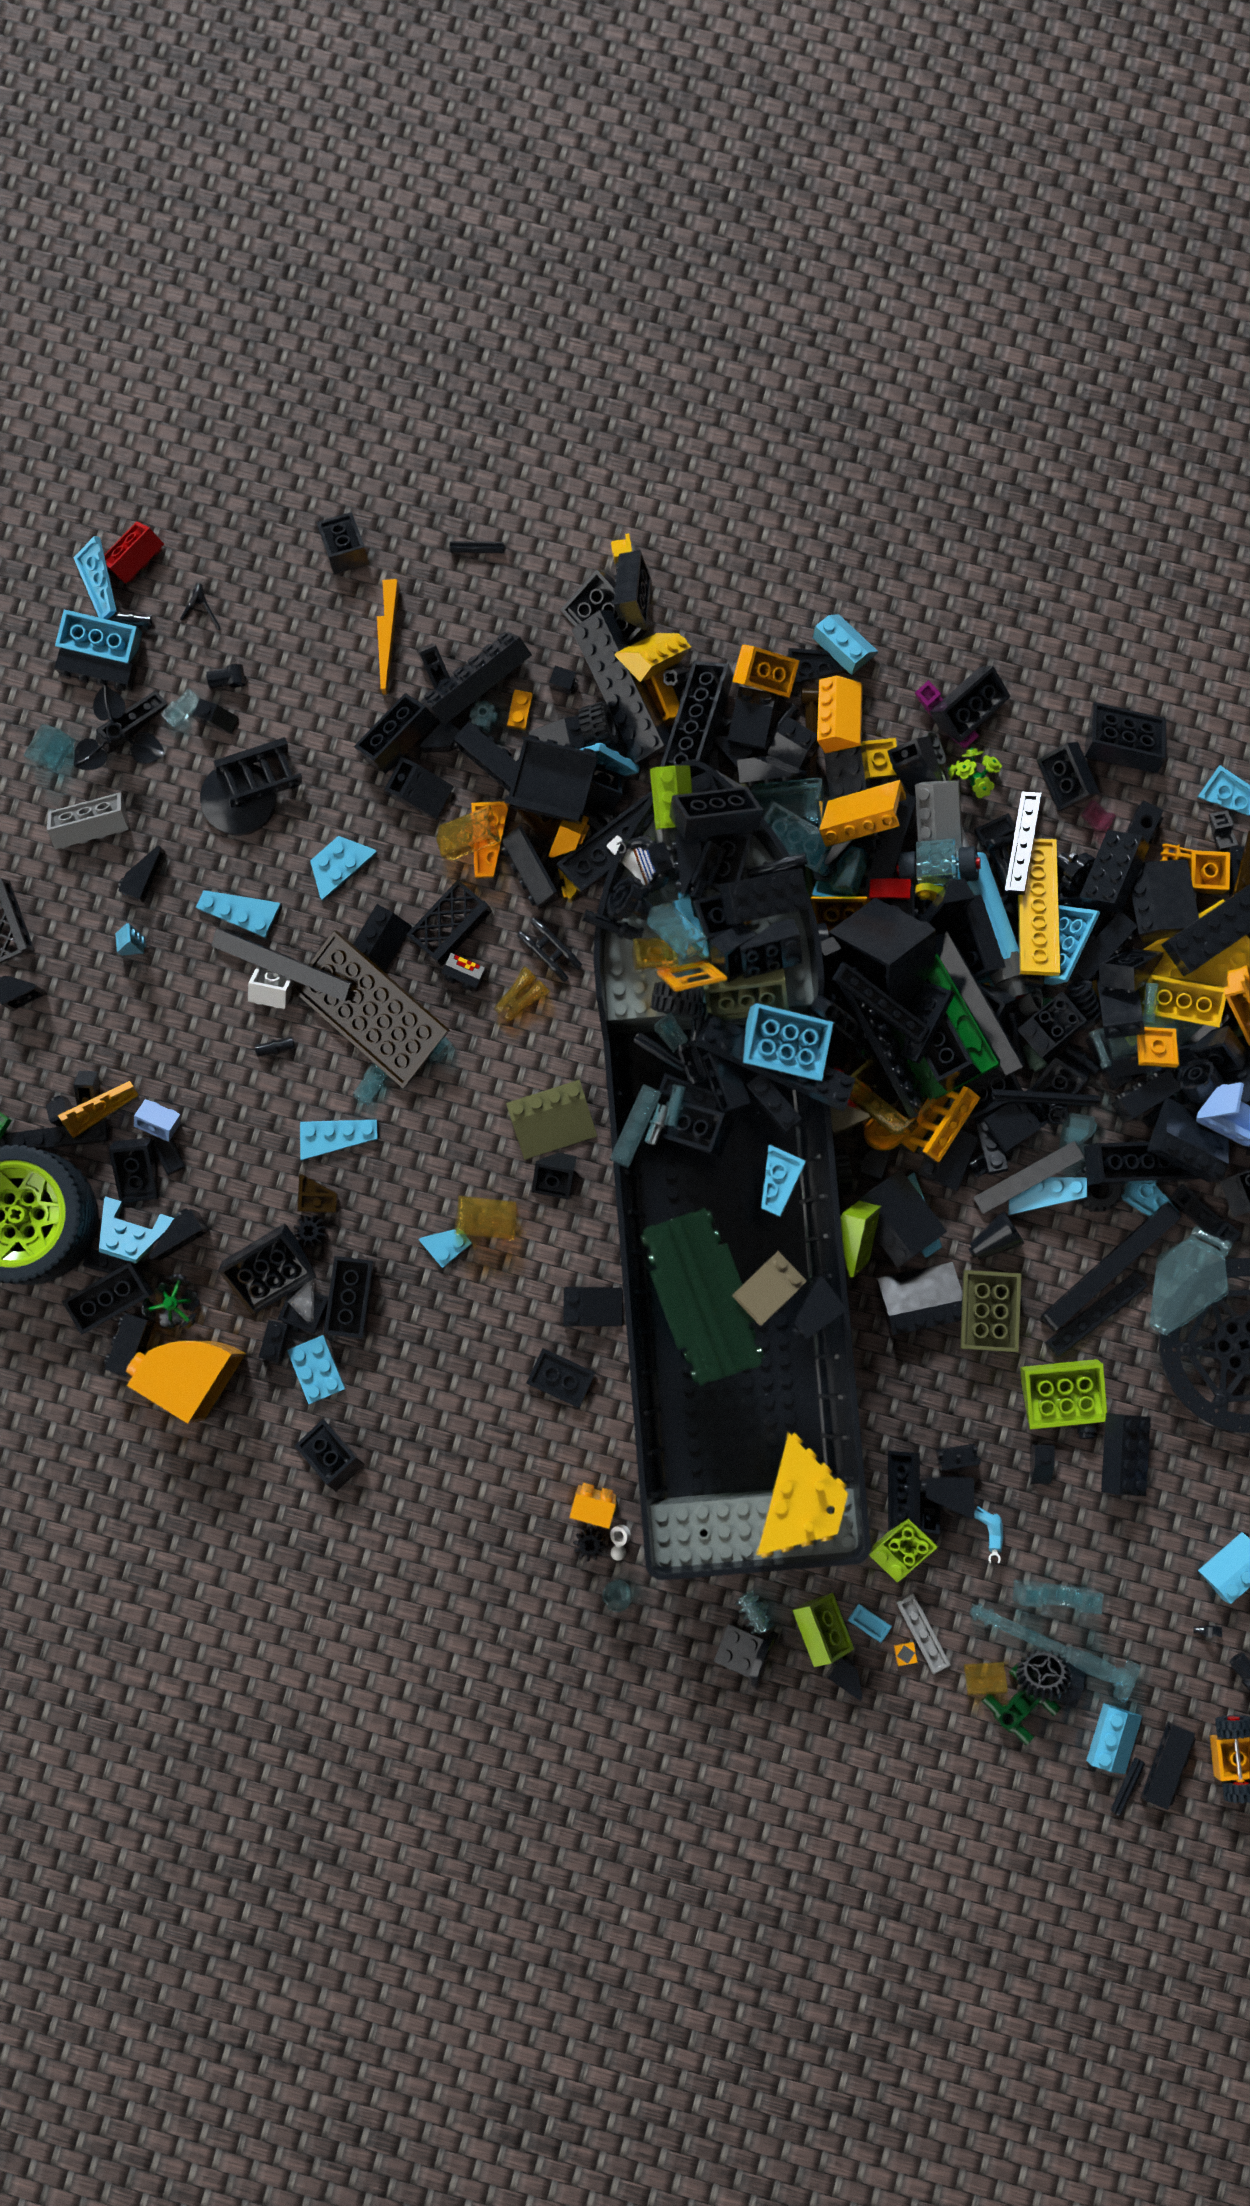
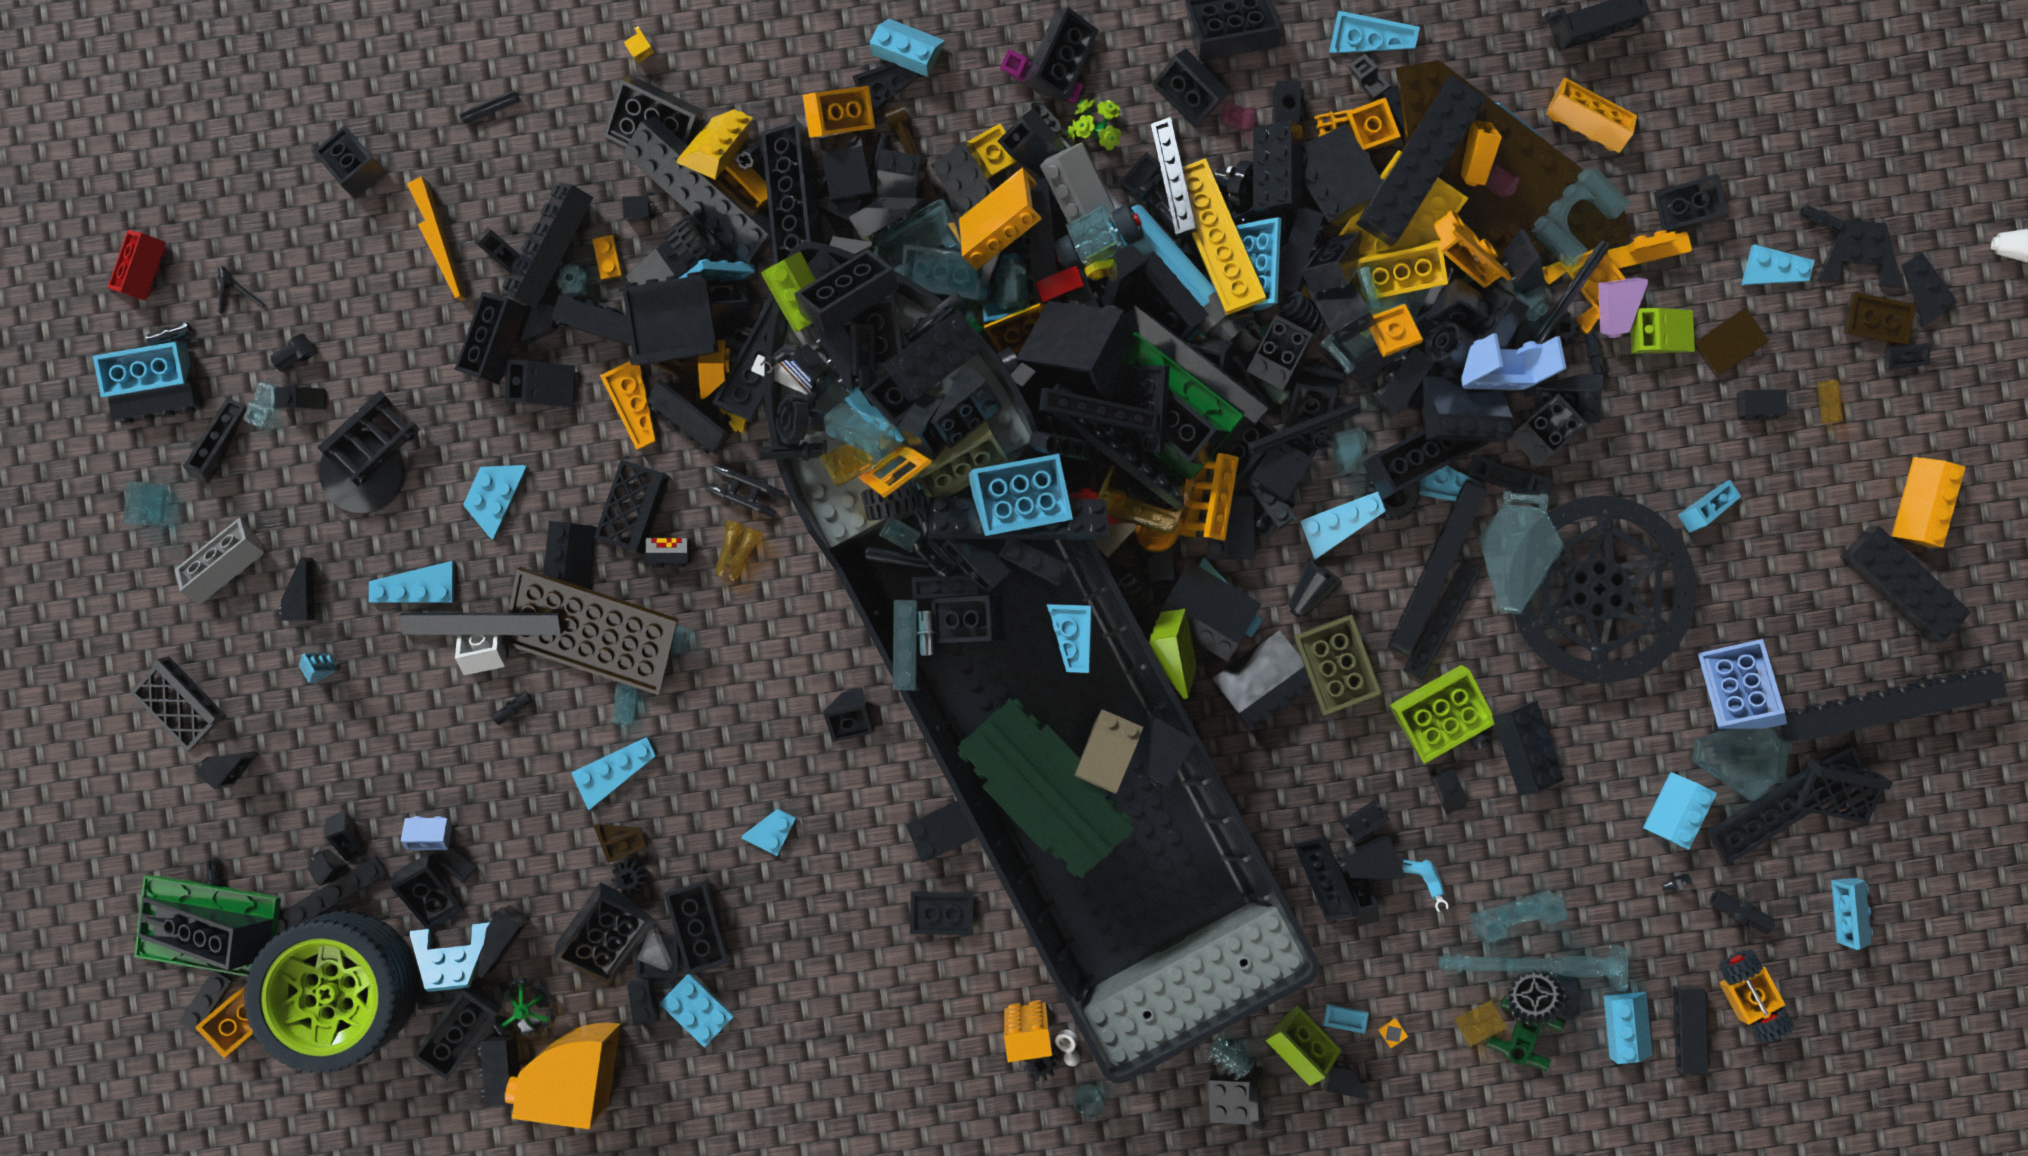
camera: 25 degrees left, 5 degrees up
(89, 1113) = (357, 854): light orange wing -> none
(95, 576) = (111, 307): medium azure wing -> none
(111, 706) = (185, 436): black plant -> none
(329, 1455) = (747, 1088): black slope -> none
(467, 834) = (609, 409): clear yellow slope -> none
(485, 1218) = (798, 788): clear yellow slope -> none
(551, 1119) = (821, 661): olive slope -> none
(632, 589) = (666, 84): black slope -> none
(674, 1105) = (935, 607): clear light blue pin -> none
(801, 1502) = (1230, 947): yellow piece -> none
(839, 714) = (932, 123): light orange slope -> none
(902, 1549) = (1347, 937): lime slope -> none
(923, 1633) = (1401, 1006): light grey tile -> none
(1029, 1177) = (1320, 514): black tile -> none
(1127, 1786) = (1659, 1066): black axle -> none

